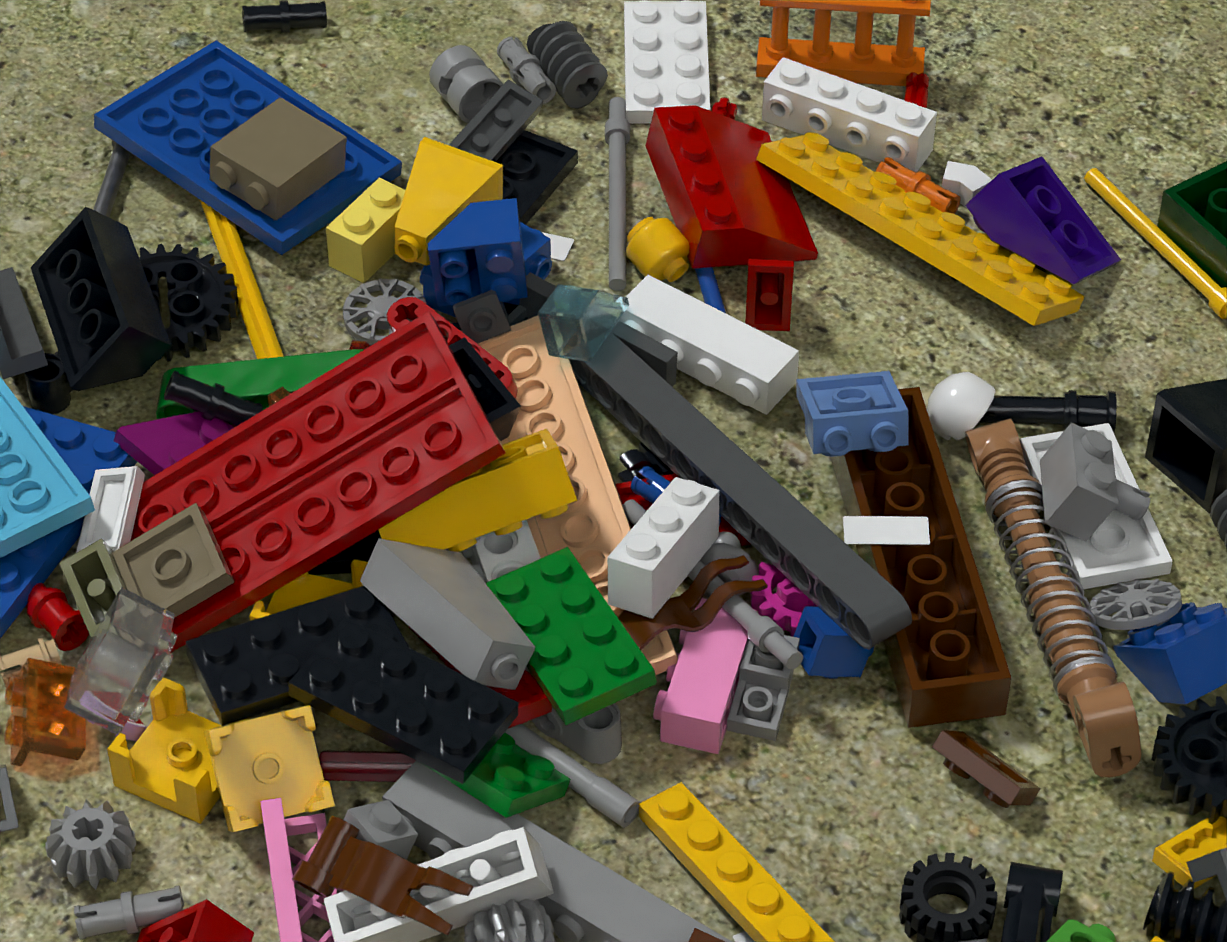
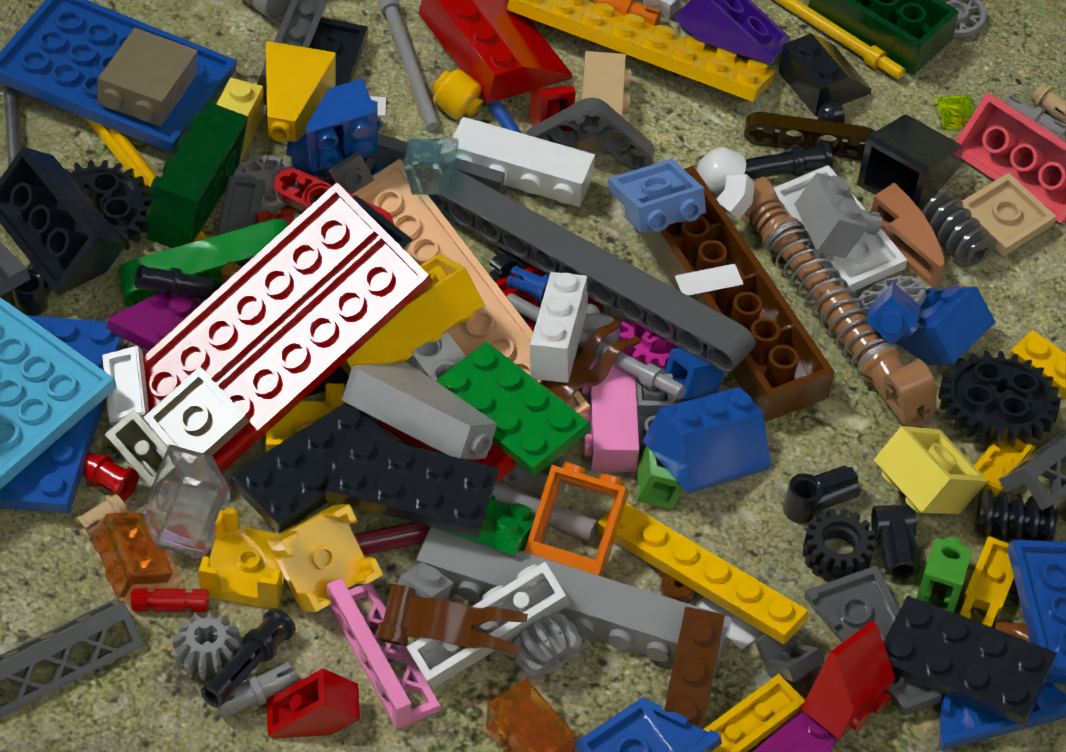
camera: 20 degrees left, 5 degrees up
(70, 780) = (169, 600): none -> red axle
(147, 861) = (257, 647): none -> black pin
(289, 283) = (195, 176): none -> dark green brick
(345, 321) = (241, 203): none -> dark grey tile
(572, 769) = (574, 475): none -> orange window
(709, 912) = (674, 589): none -> reddish brown piece
(741, 764) = (656, 482): none -> bright green brick
(818, 309) = (631, 150): none -> dark grey beam
(819, 730) = (710, 439): none -> blue slope
(841, 292) = (605, 79): none -> tan brick
(932, 829) = (812, 493): none -> black piece
(964, 433) = (737, 195): none -> white piece
(969, 758) = (815, 435): reddish brown plate -> none
(1098, 832) = (929, 471): none -> light yellow brick
(1099, 373) = (811, 132): none -> dark brown beam
(1119, 623) = (894, 314): none -> blue brick
(1138, 363) = (832, 112): none -> black hinge
(1143, 309) = (820, 73): none -> black slope
(1186, 527) = (910, 233): none -> nougat slope

